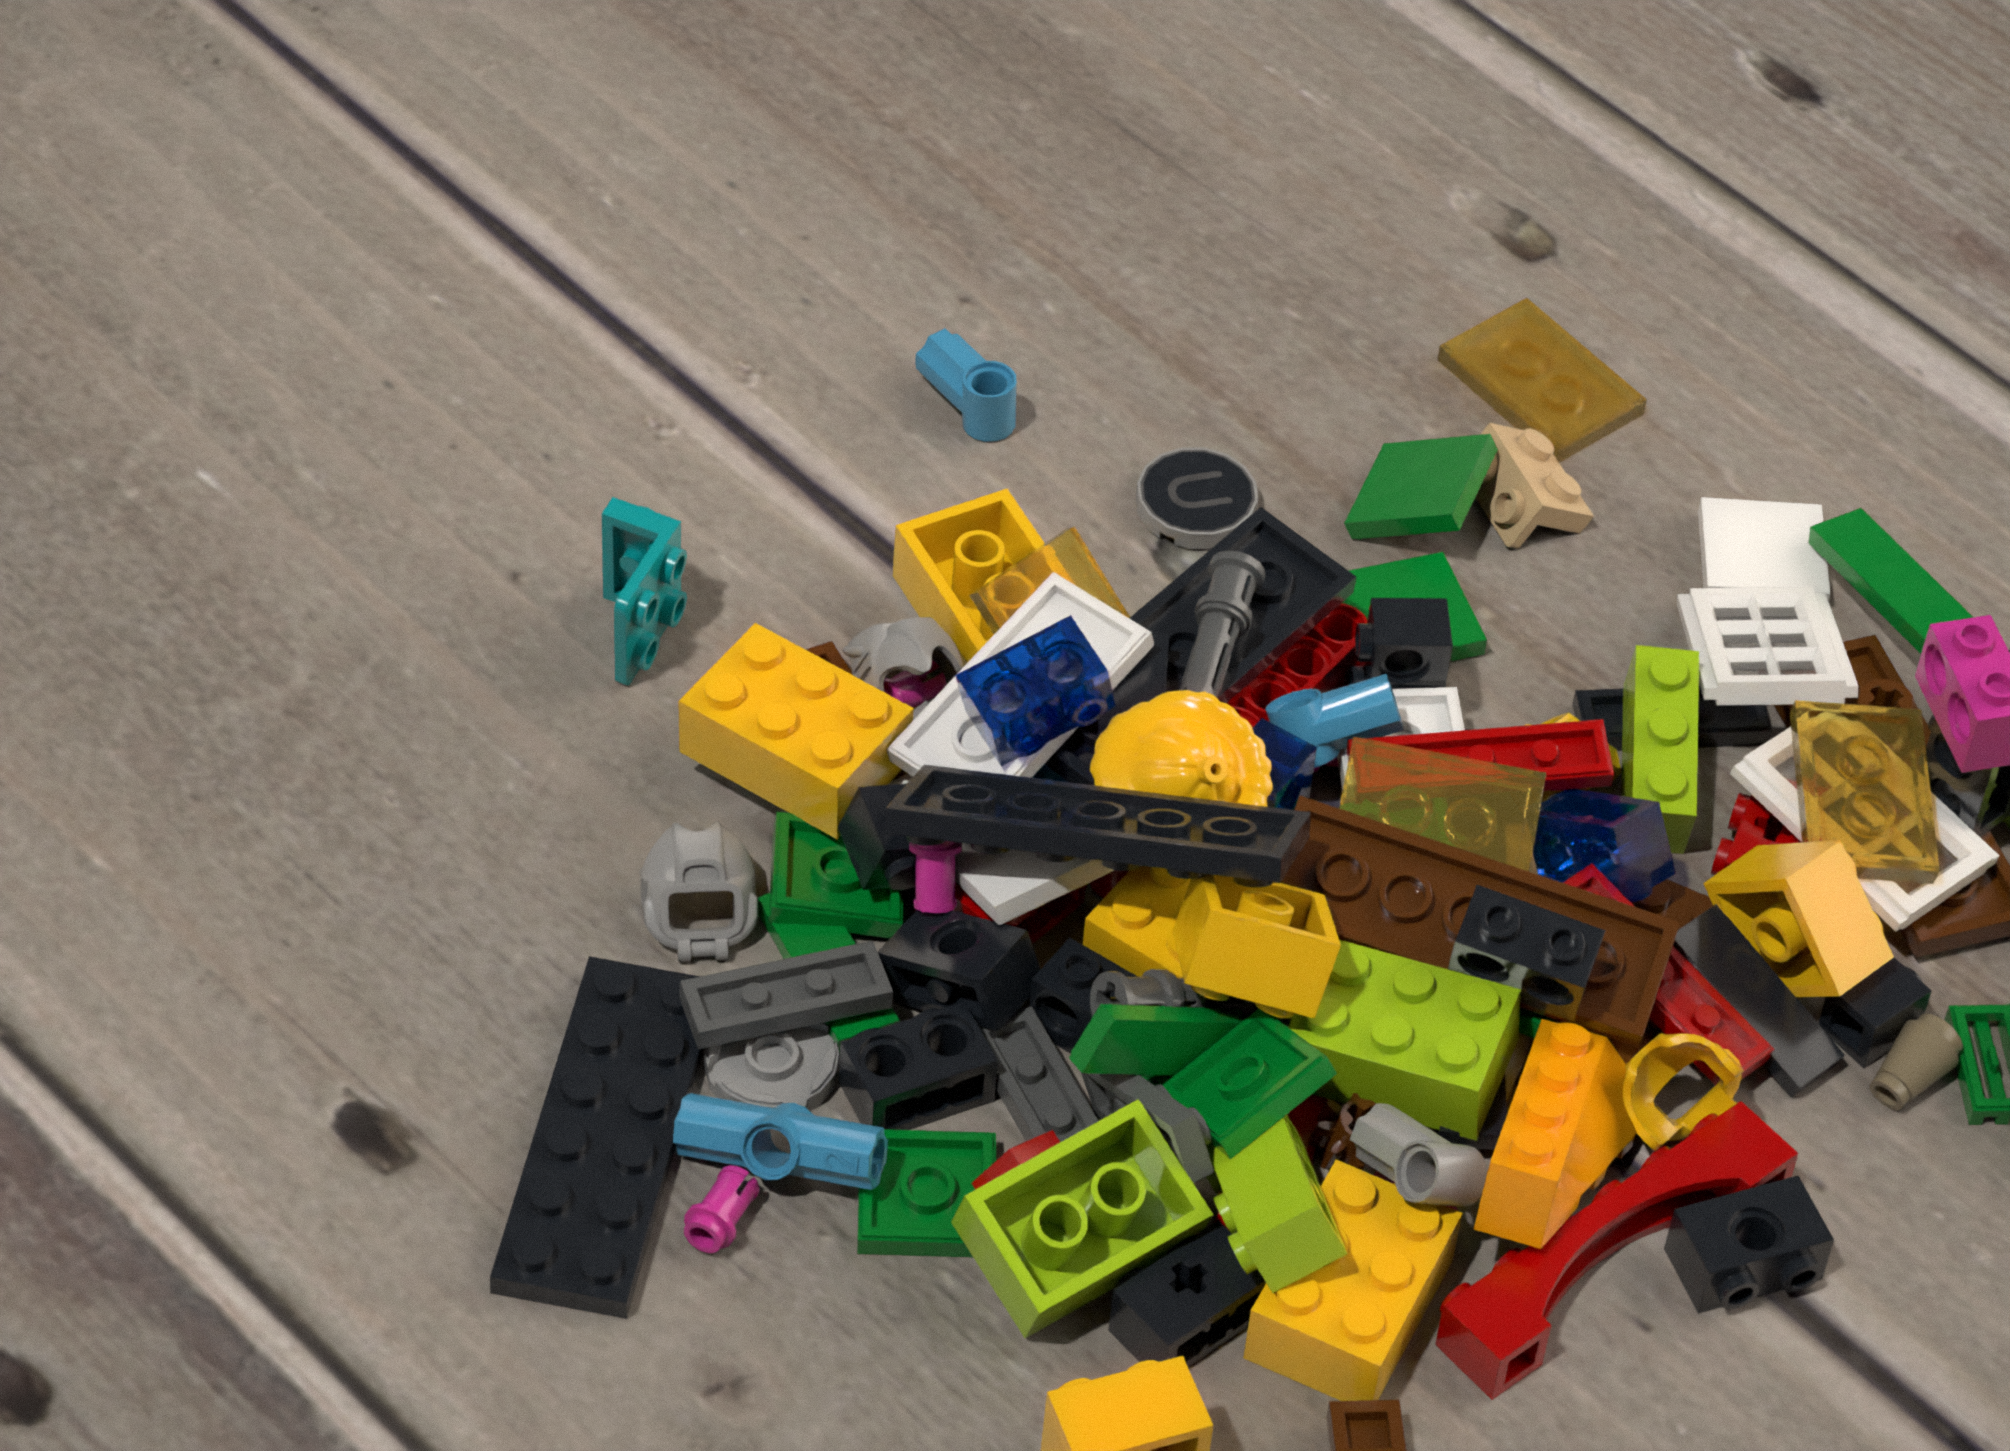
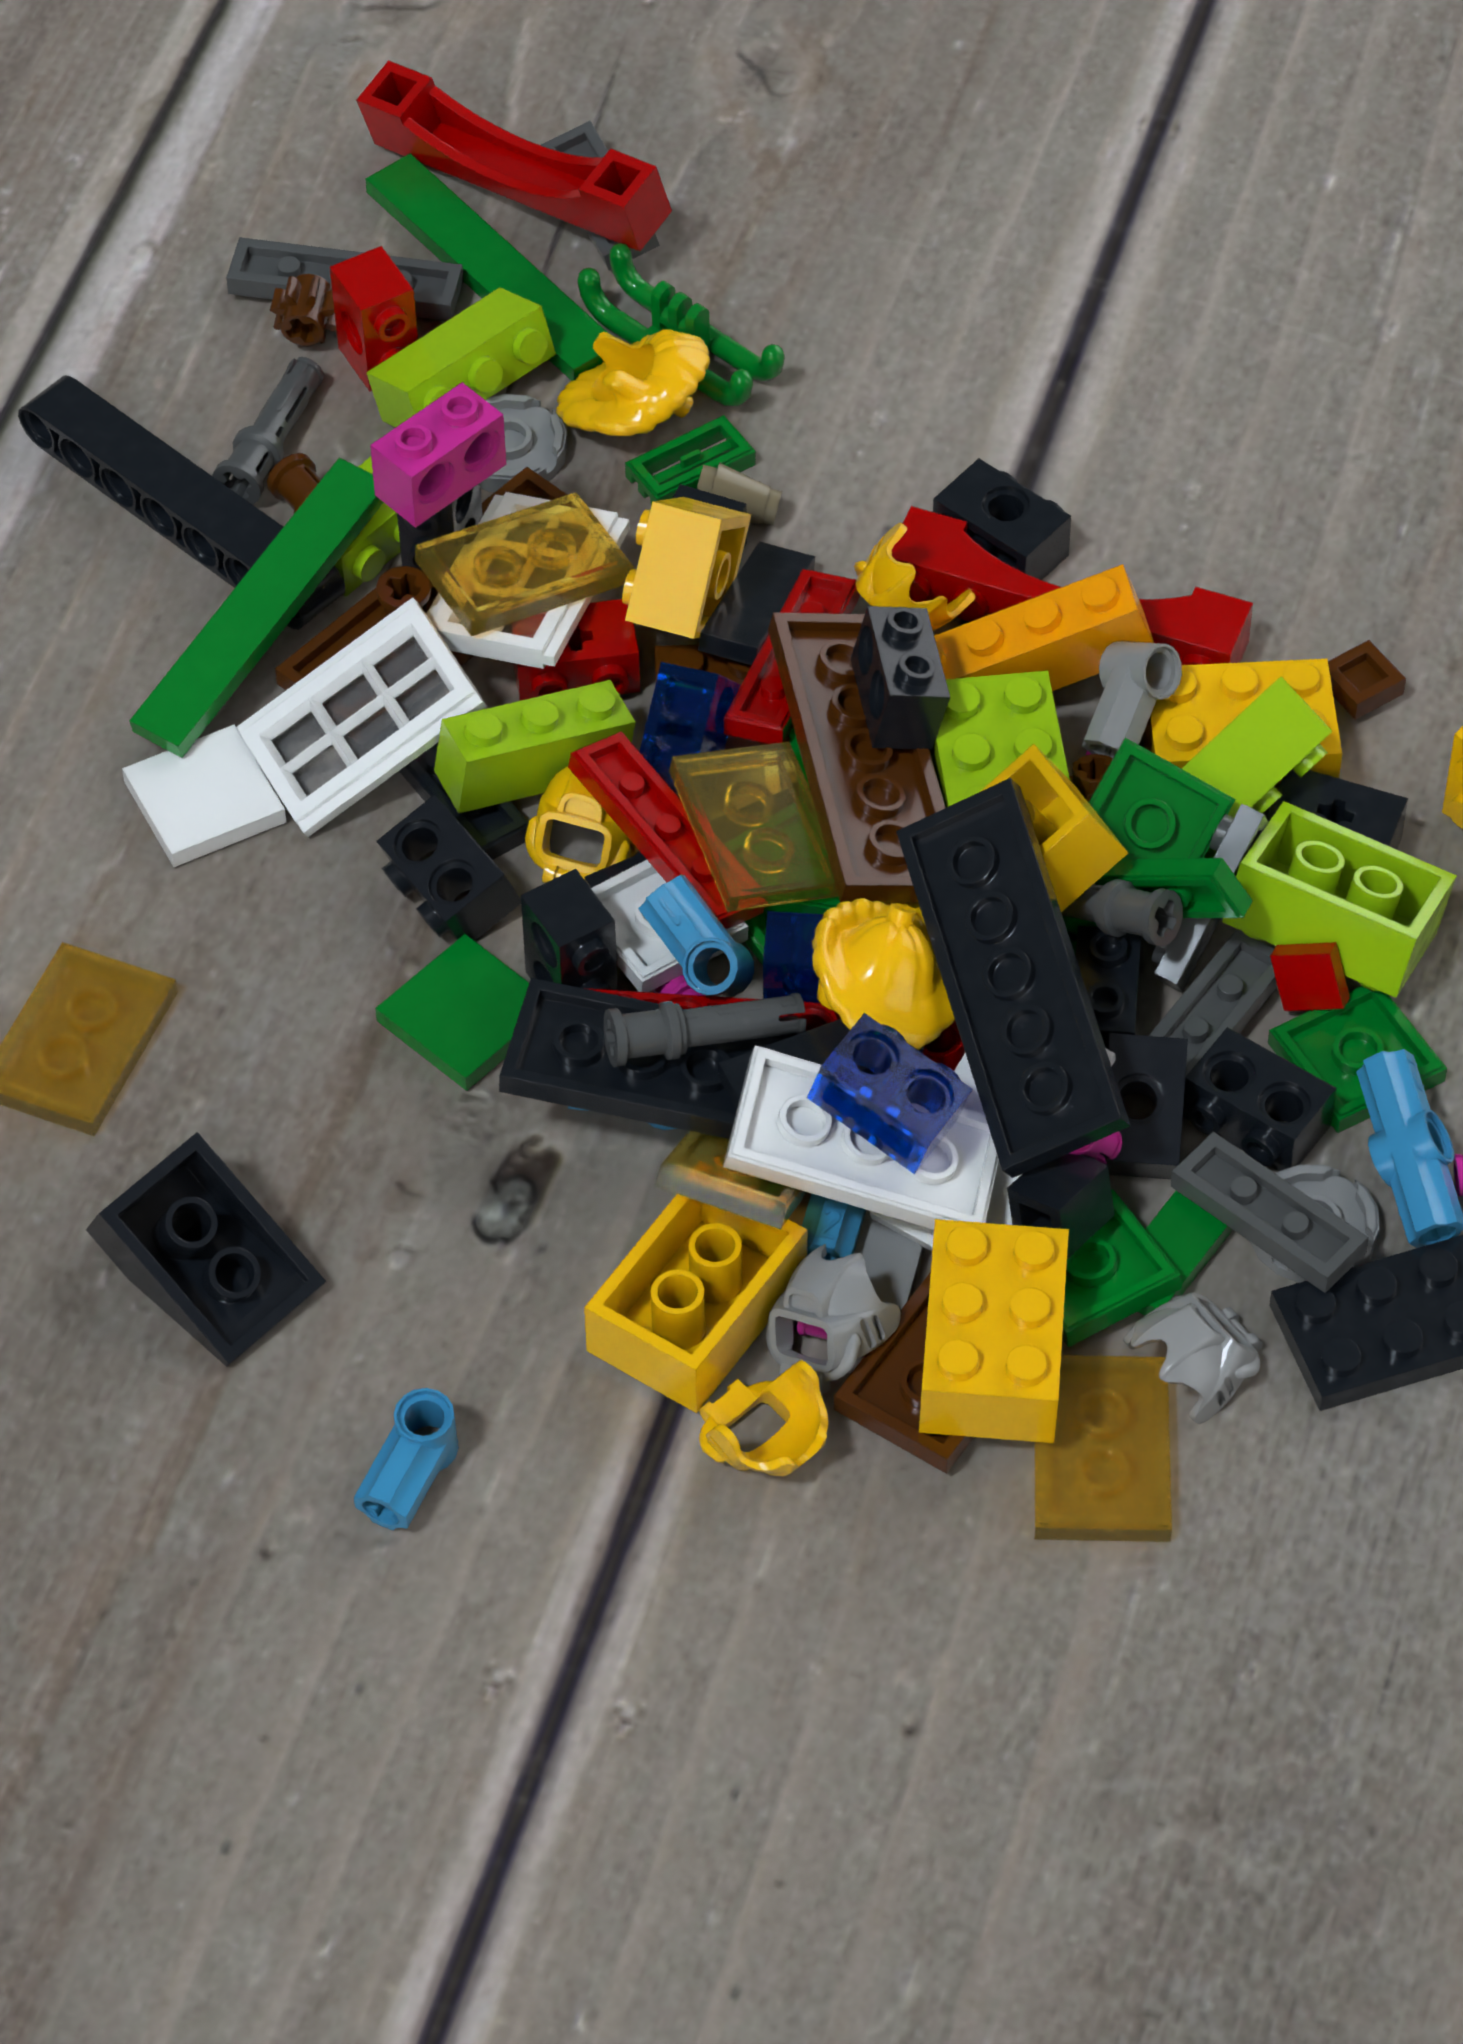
camera: 115 degrees left, 5 degrees up
(640, 784) = (1109, 1454): none -> clear yellow tile
(644, 579) = (905, 1541): teal bracket -> none
(828, 564) = (793, 1397): none -> yellow helmet
(1195, 496) = (426, 1226): black tile -> none
(1259, 348) = (205, 1251): none -> black slope
(1421, 486) = (315, 1043): green tile -> none
(1529, 487) = (245, 986): tan bracket -> none
(1555, 644) = (452, 869): none -> black brick

